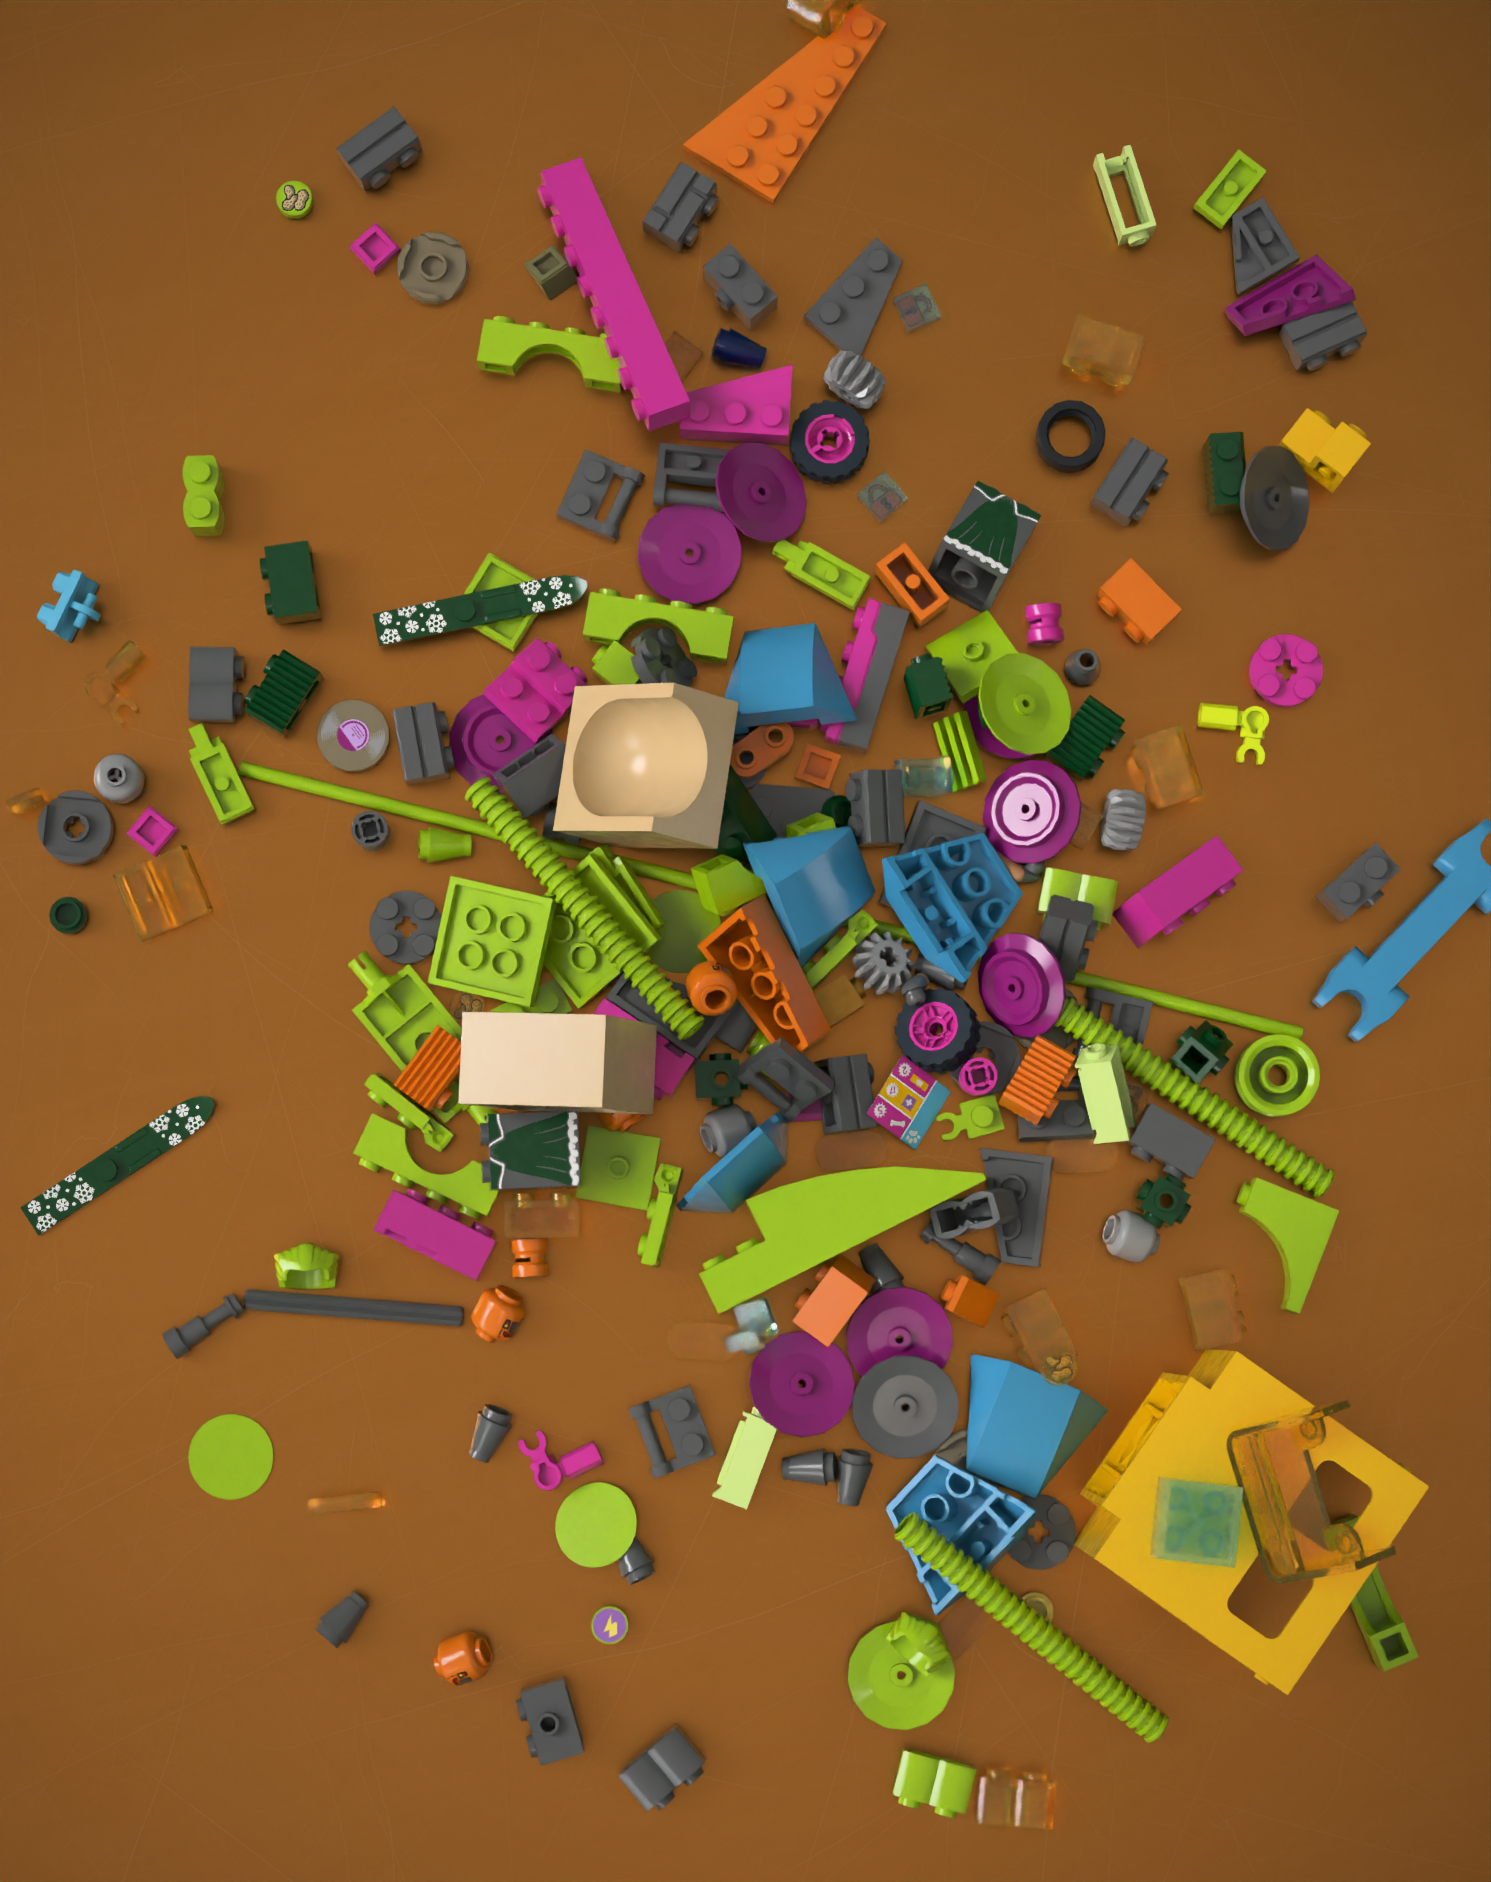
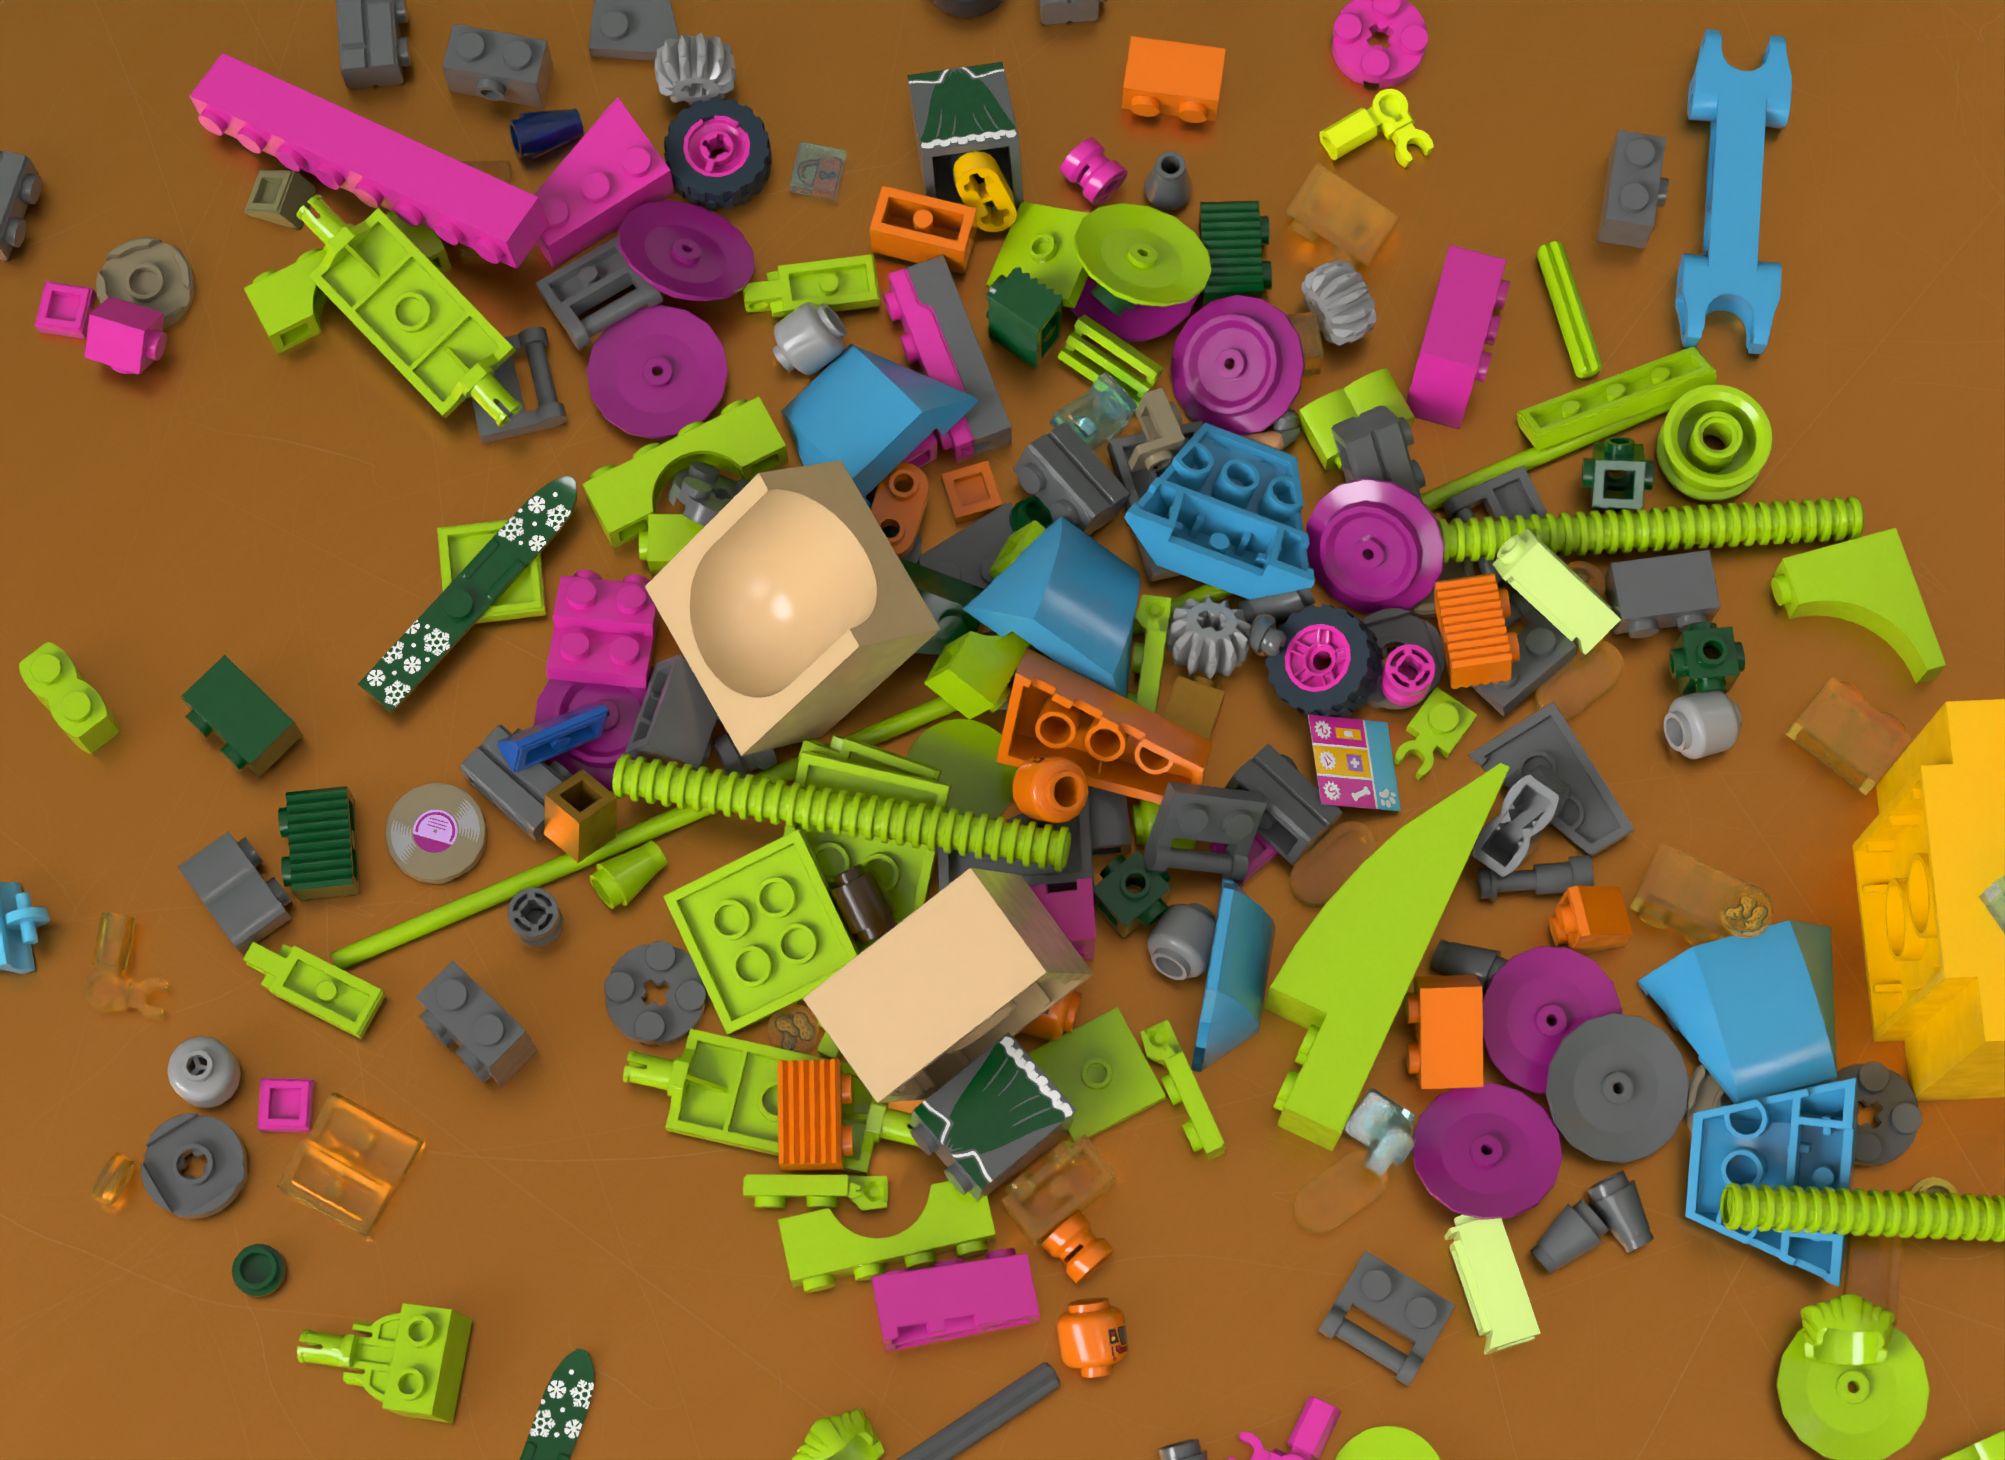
camera: 35 degrees left, 10 degrees down
(111, 1032) = (408, 1362): none -> lime brick
(288, 870) = (465, 1014): none -> dark grey brick
(395, 294) = (125, 336): none -> dark pink brick
(438, 792) = (580, 815): none -> pearl gold brick
(458, 732) = (553, 737): none -> blue slope
(559, 969) = (863, 903): none -> dark brown brick
(568, 409) = (410, 311): none -> lime plate
(792, 601) = (809, 338): none -> light grey head
(955, 816) = (1162, 428): none -> dark tan bracket
(966, 590) = (994, 189): none -> yellow beam
(1243, 1003) = (1615, 398): none -> lime tile
(1261, 927) = (1569, 309): none -> lime axle

